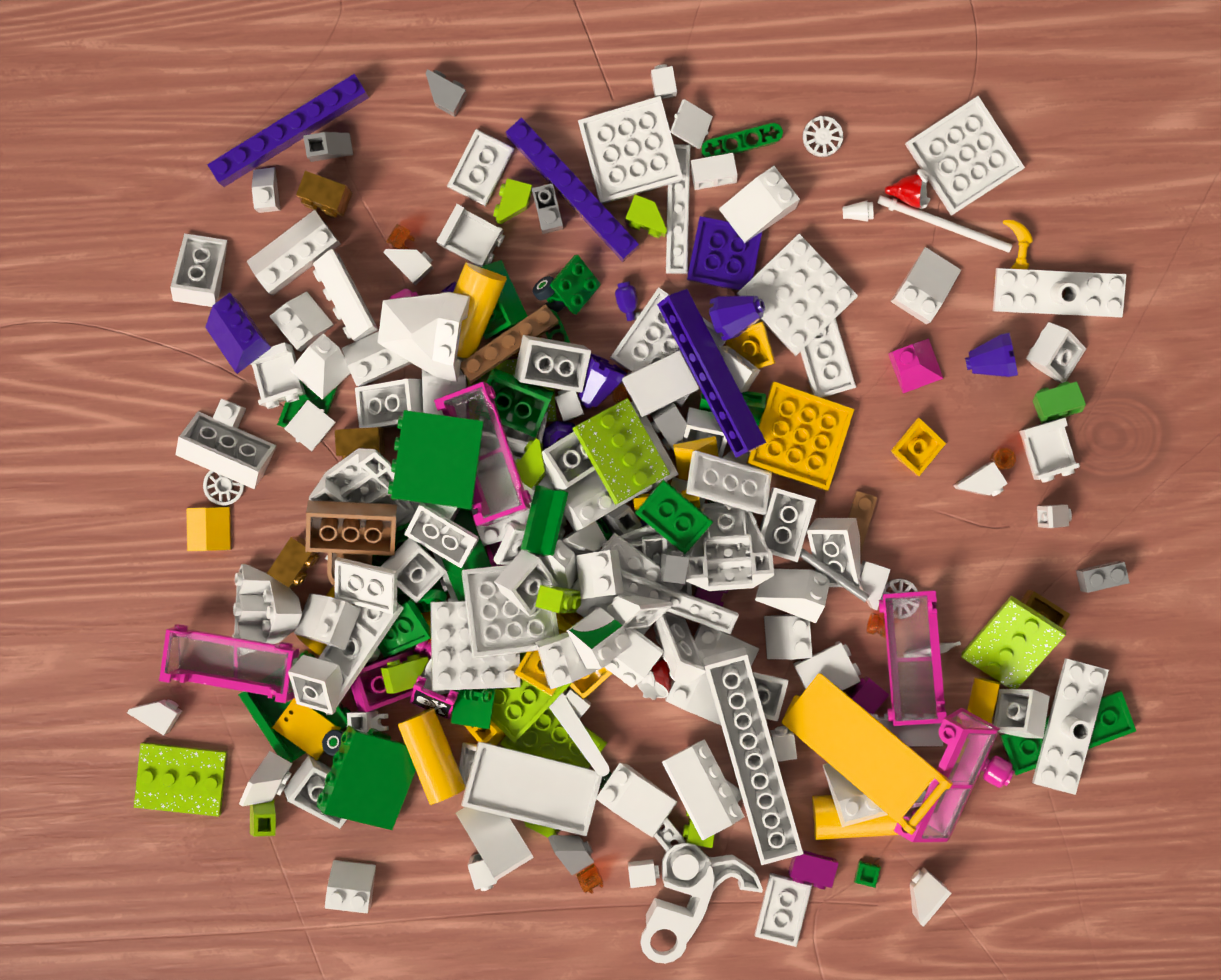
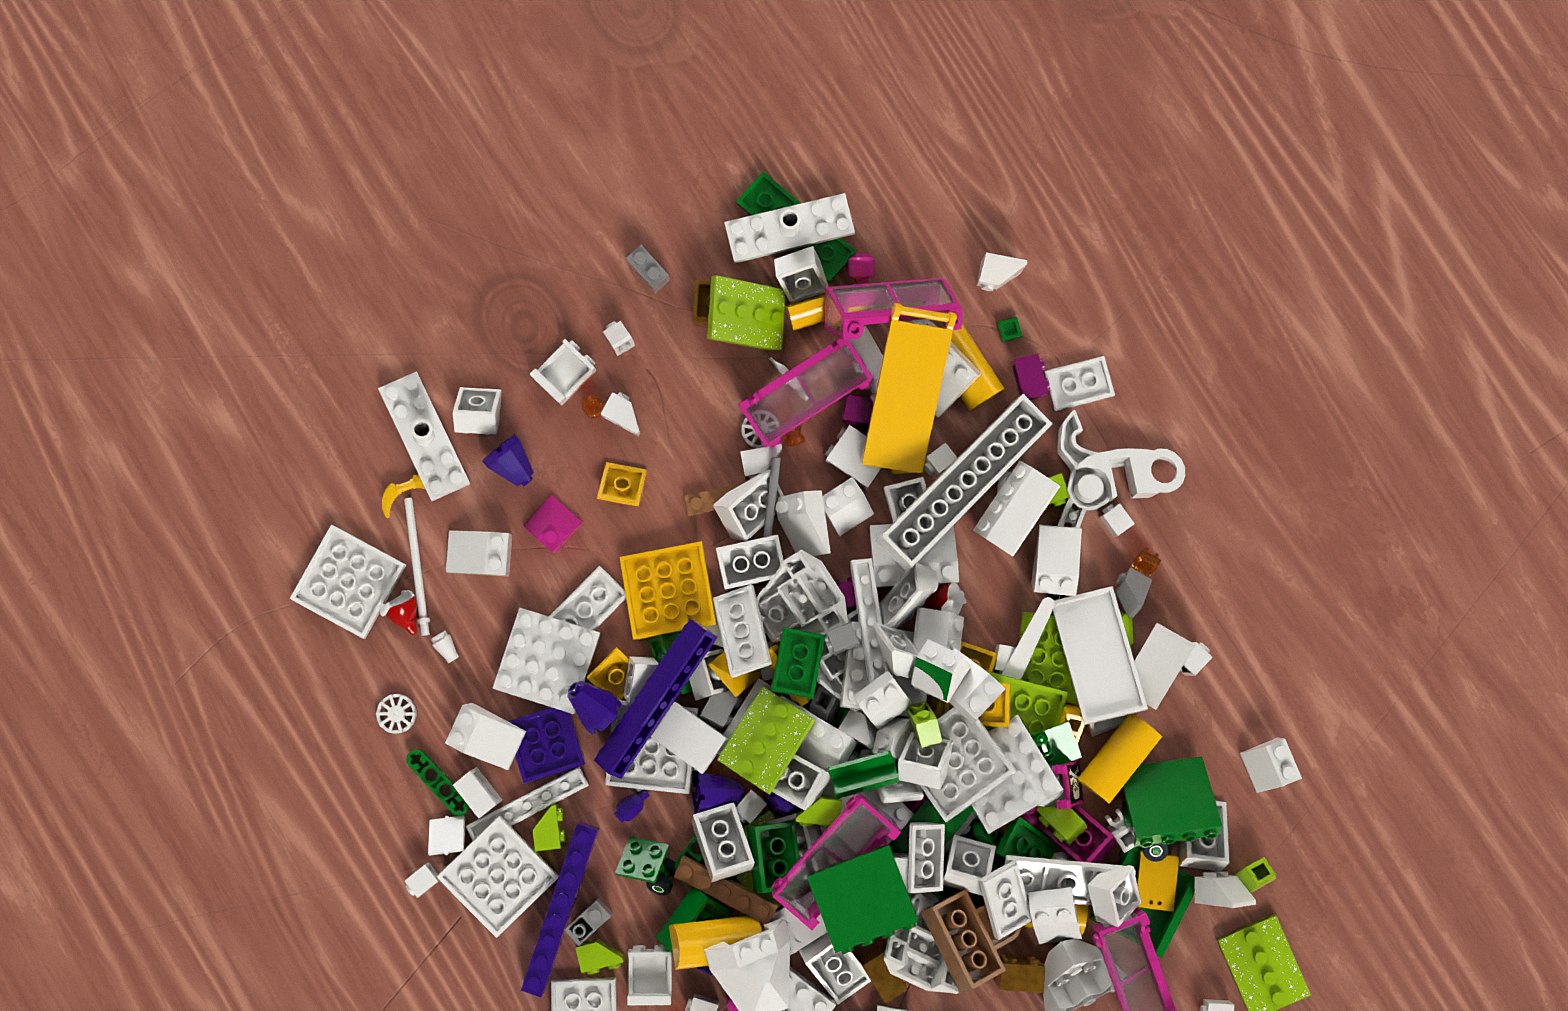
camera: 125 degrees left, 5 degrees down
(1058, 402) = (518, 386): bright green brick -> none

